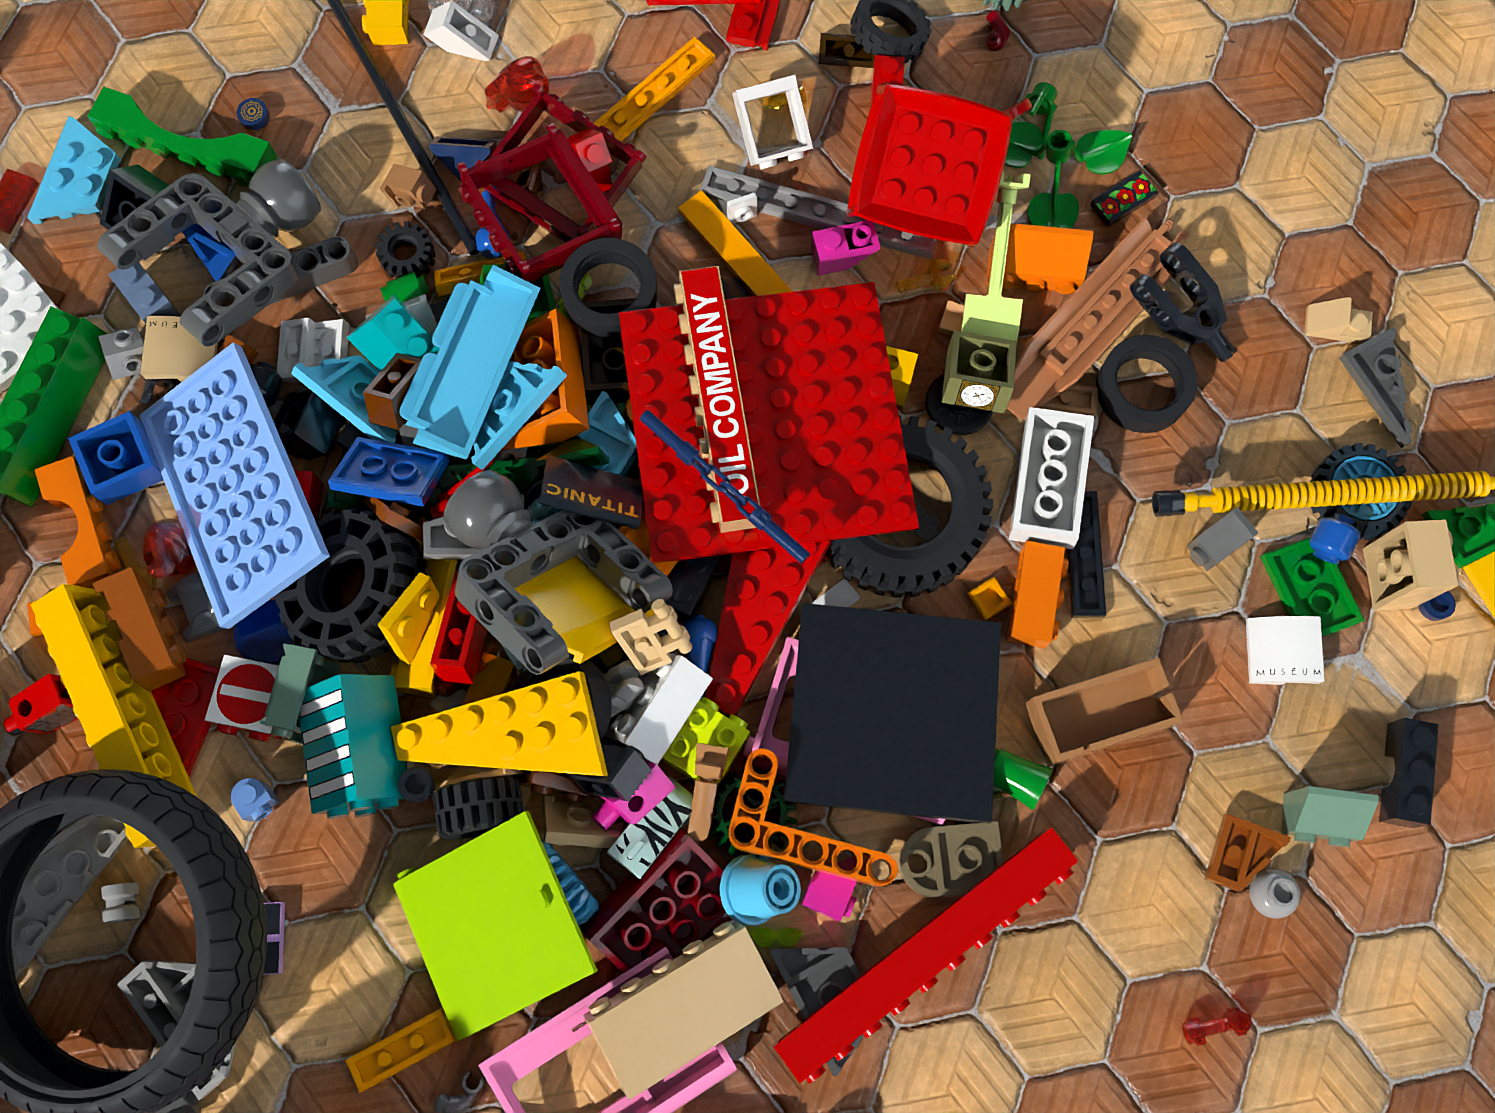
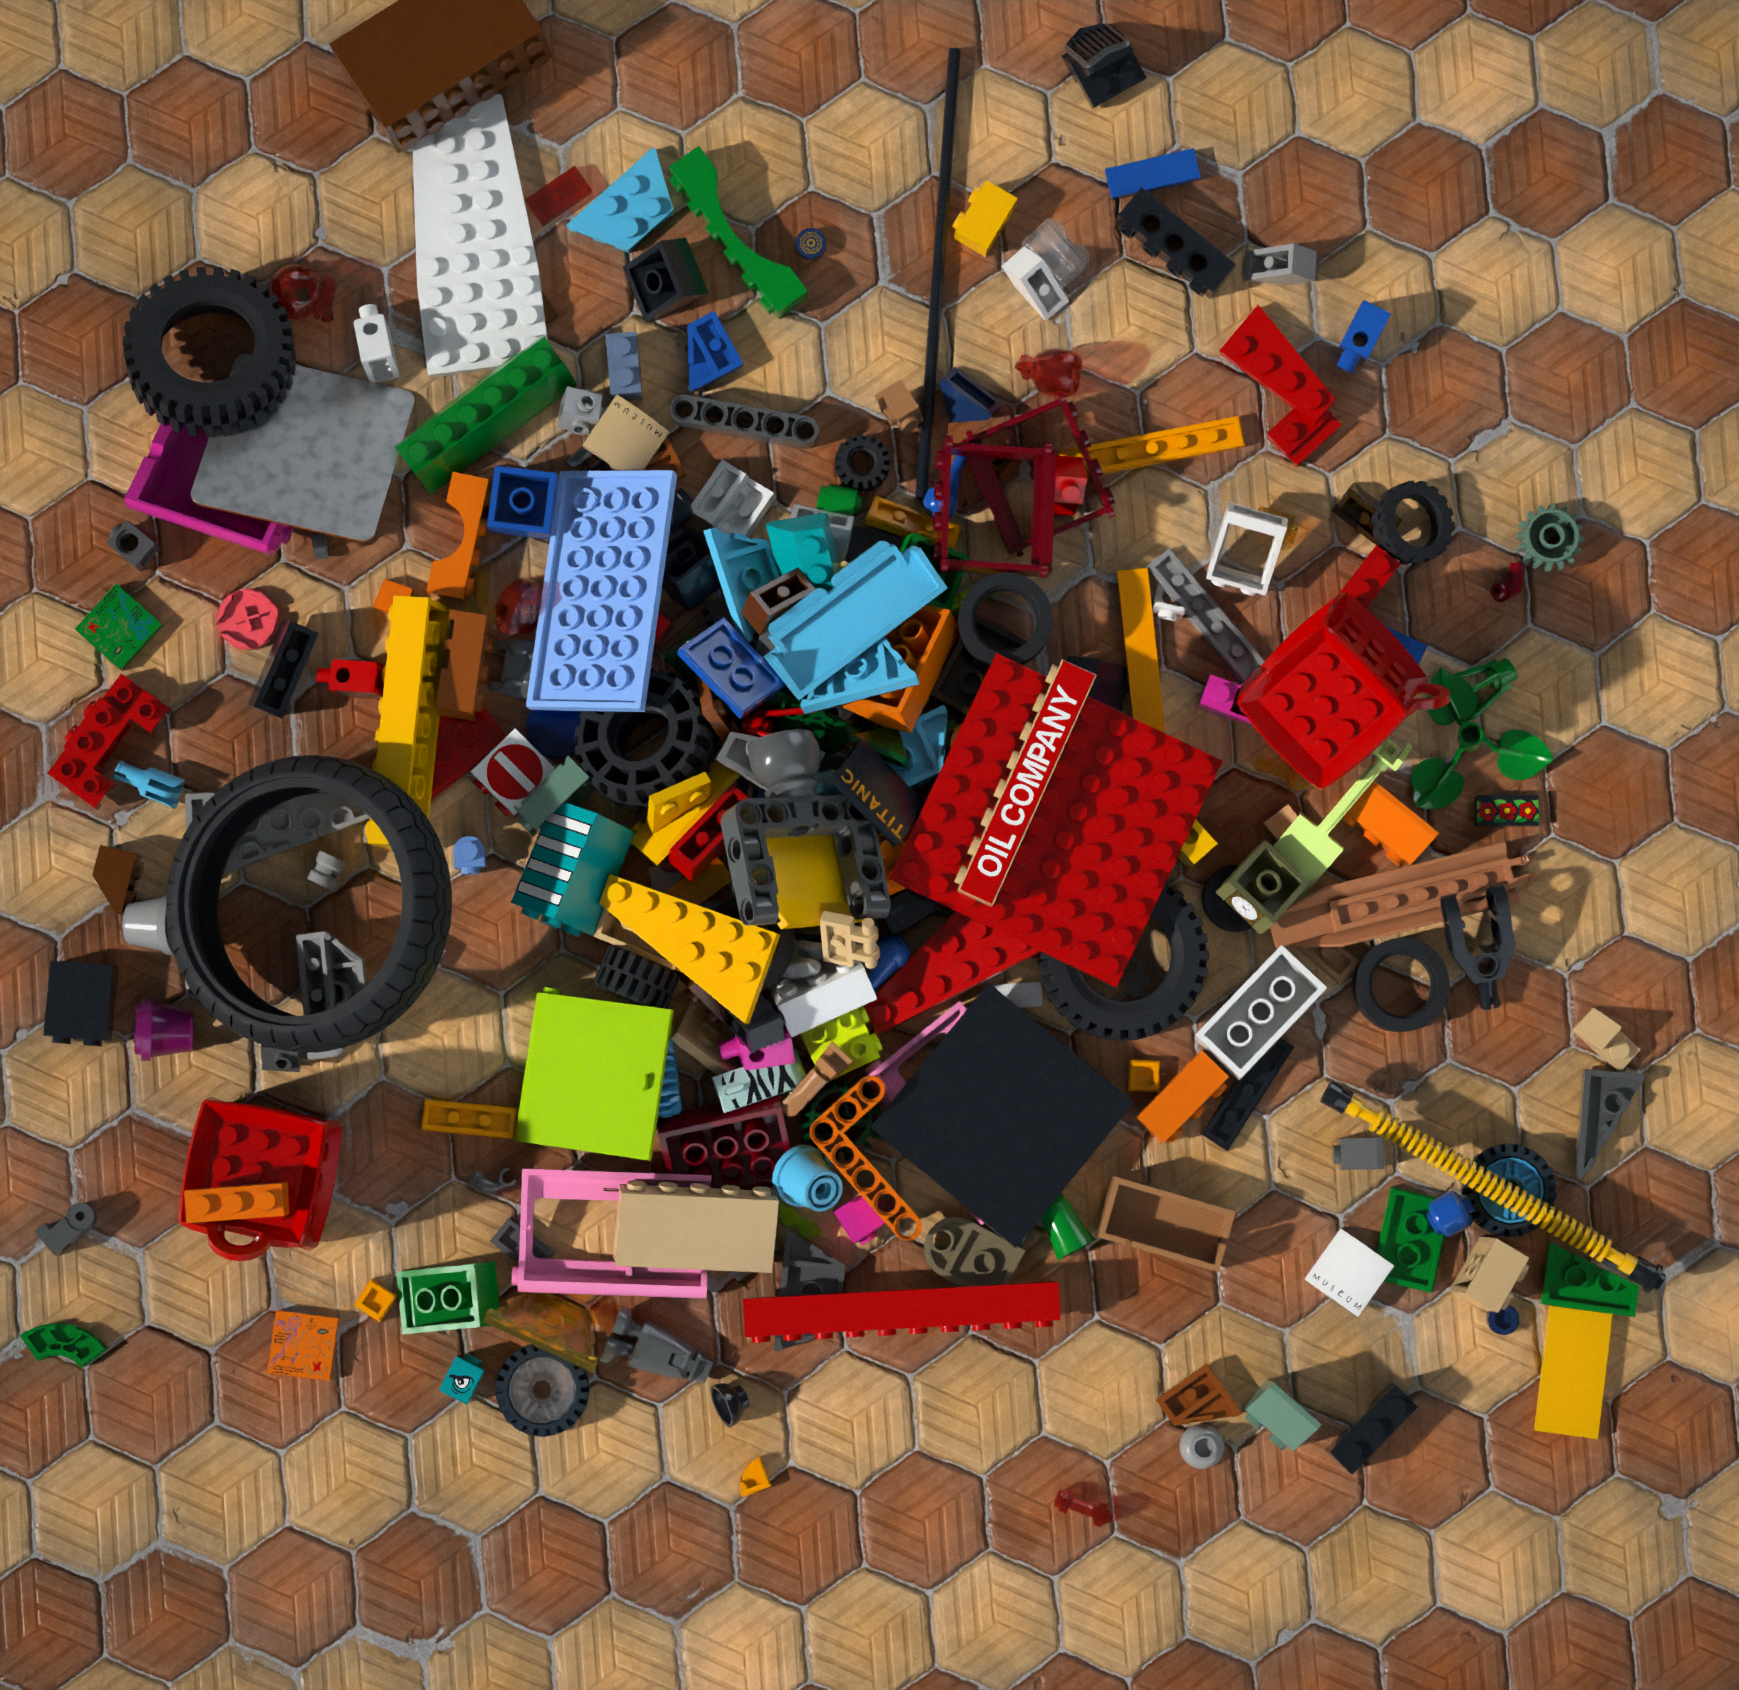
camera: 30 degrees right, 10 degrees up
(275, 201) = (745, 363): dark grey piece -> none
(416, 785) = (601, 932): black tile -> none
(759, 517) = (990, 904): dark blue piece -> none

